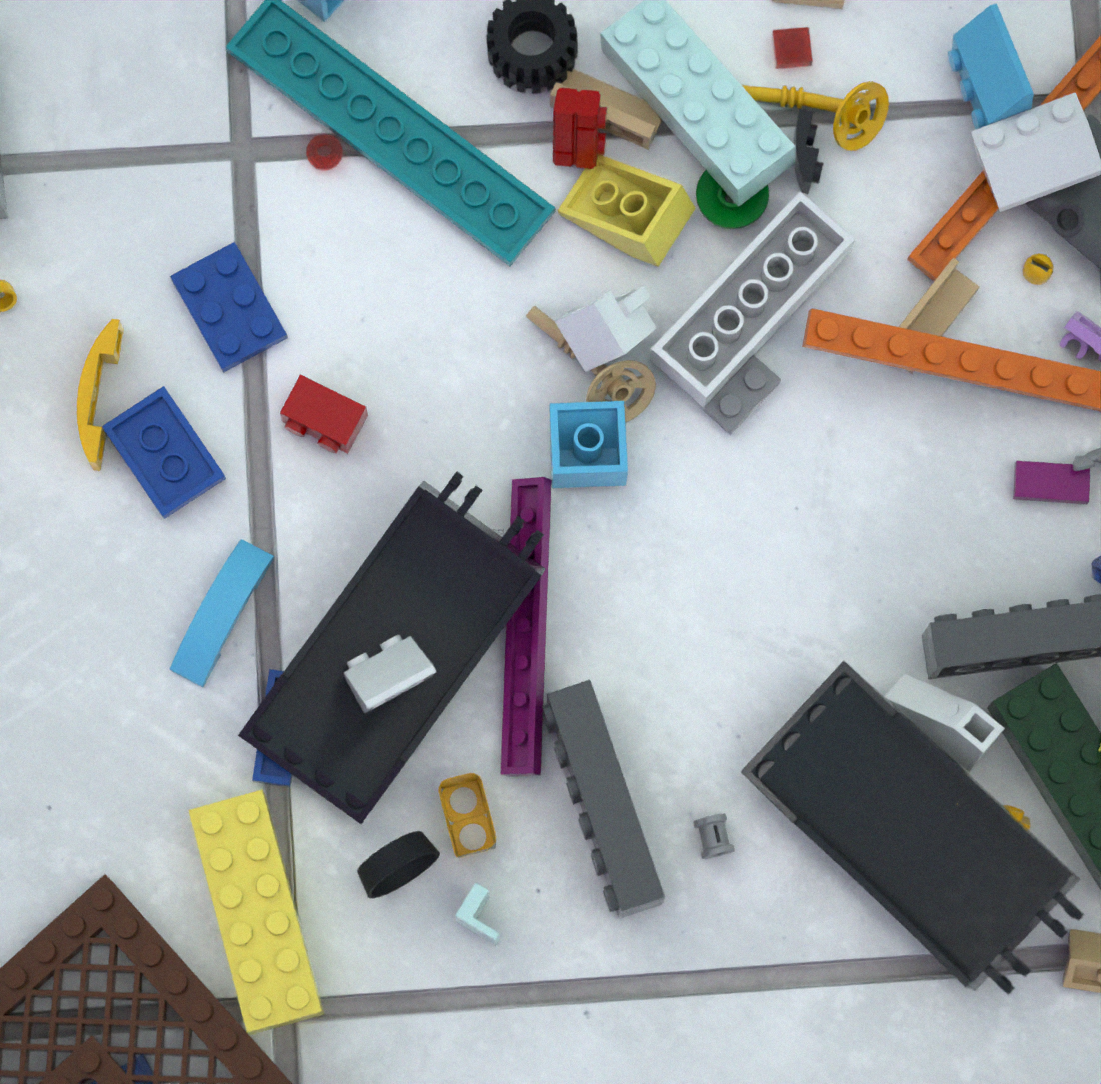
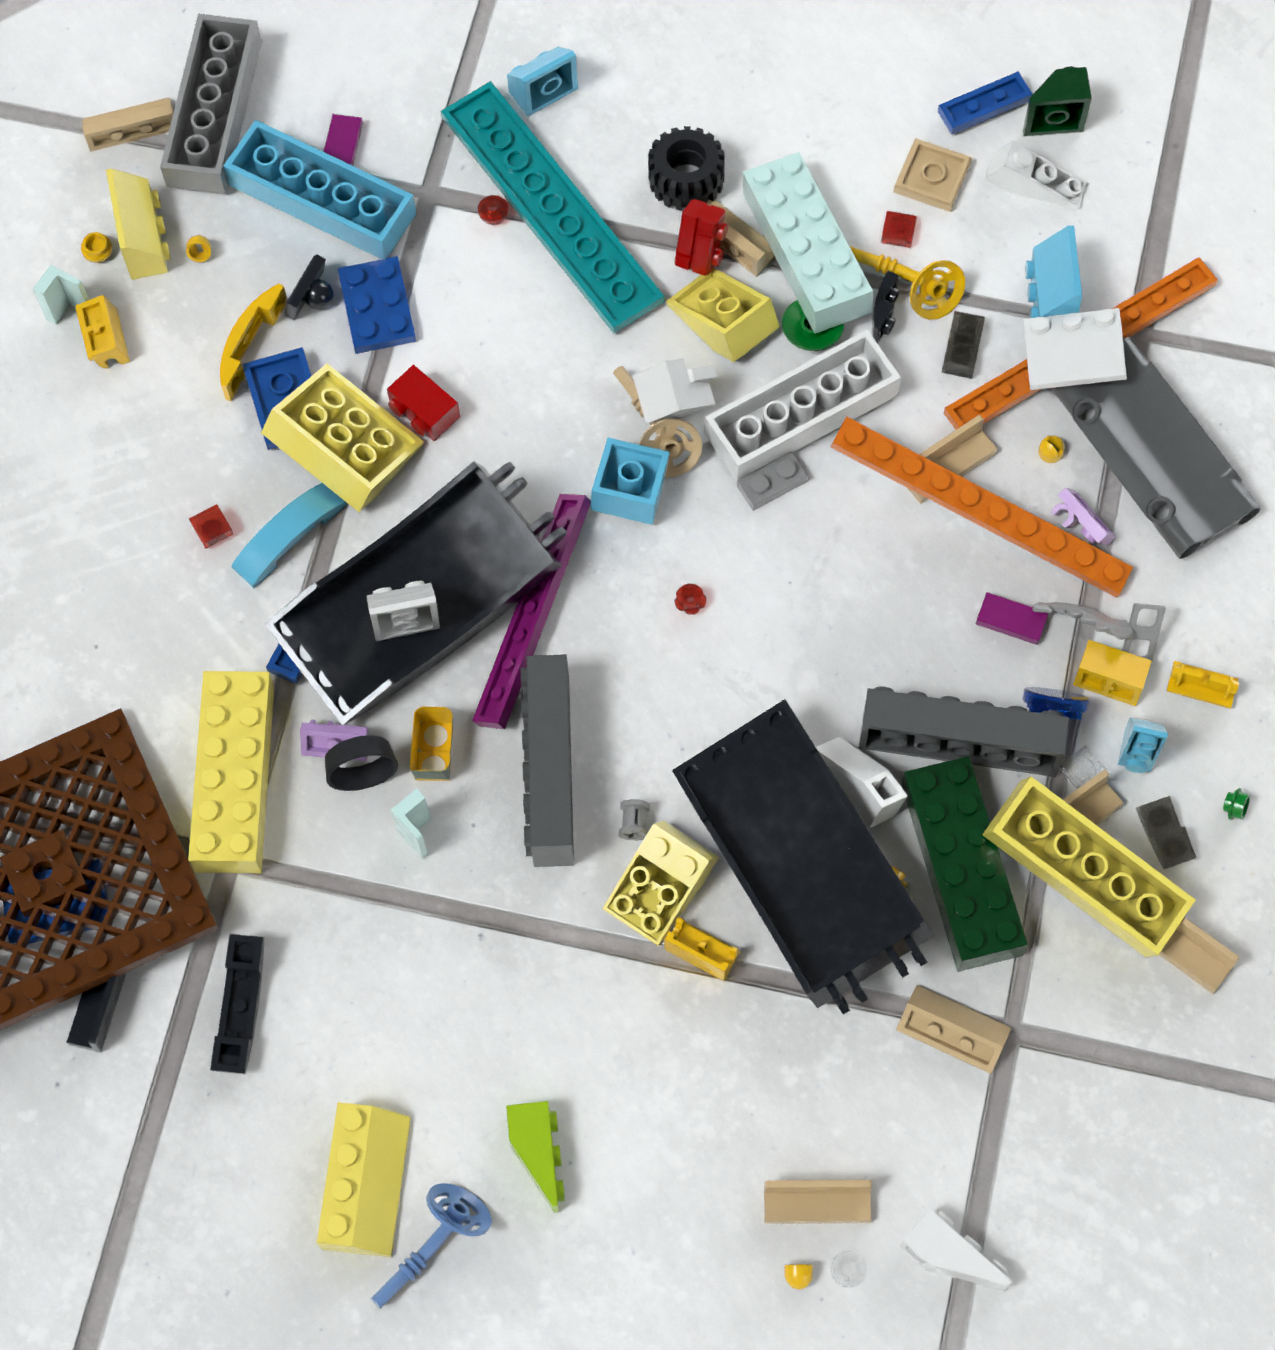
camera: 20 degrees right, 10 degrees down
(119, 186) = (320, 190): none -> medium azure brick
(121, 117) = (343, 137): none -> magenta tile
(132, 630) = (211, 526): none -> clear red plate
(148, 312) = (310, 289): none -> black tile
(247, 484) = (341, 437): none -> light yellow slope
(353, 843) = (320, 738): none -> lavender plate
(698, 552) = (687, 591): none -> clear red plate
(764, 897) = (660, 881): none -> light yellow slope
(831, 959) = (701, 949): none -> yellow hinge
(905, 170) = (963, 344): none -> clear smoke slope

